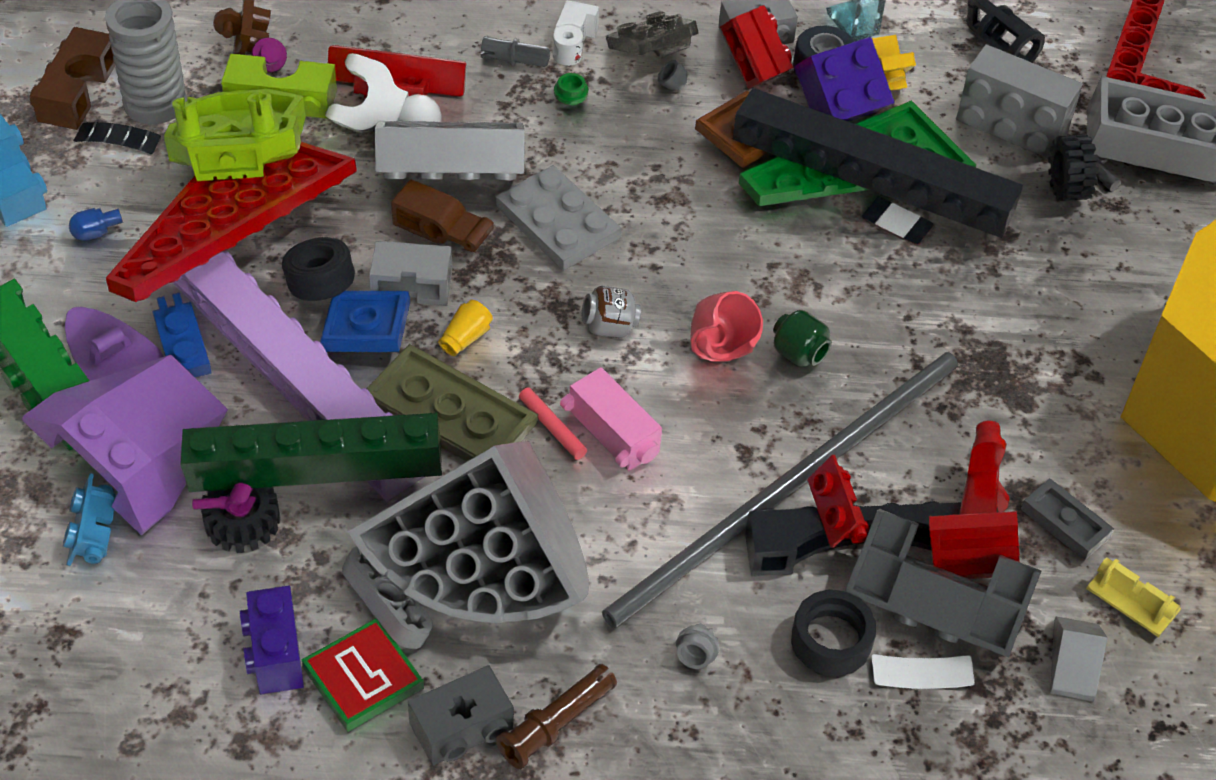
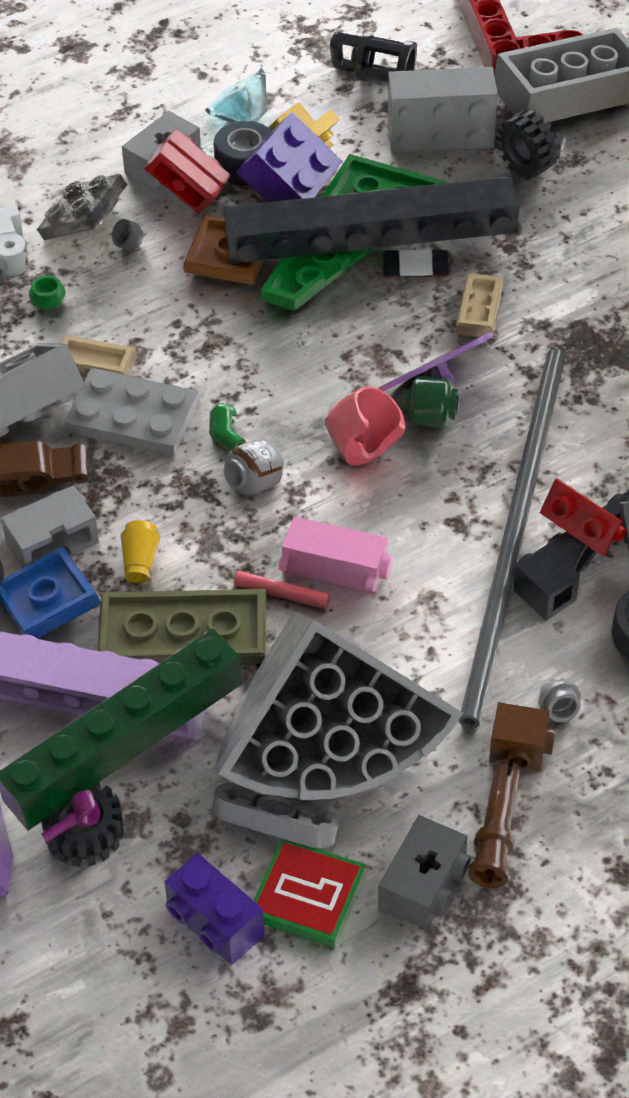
camera: 30 degrees left, 0 degrees up
(566, 157) = (100, 355): none -> tan tile
(619, 261) = (220, 426): none -> green arm
(636, 655) = (521, 735): none -> reddish brown brick
(831, 309) = (437, 366): none -> medium lavender shield
(917, 282) = (479, 305): none -> tan plate

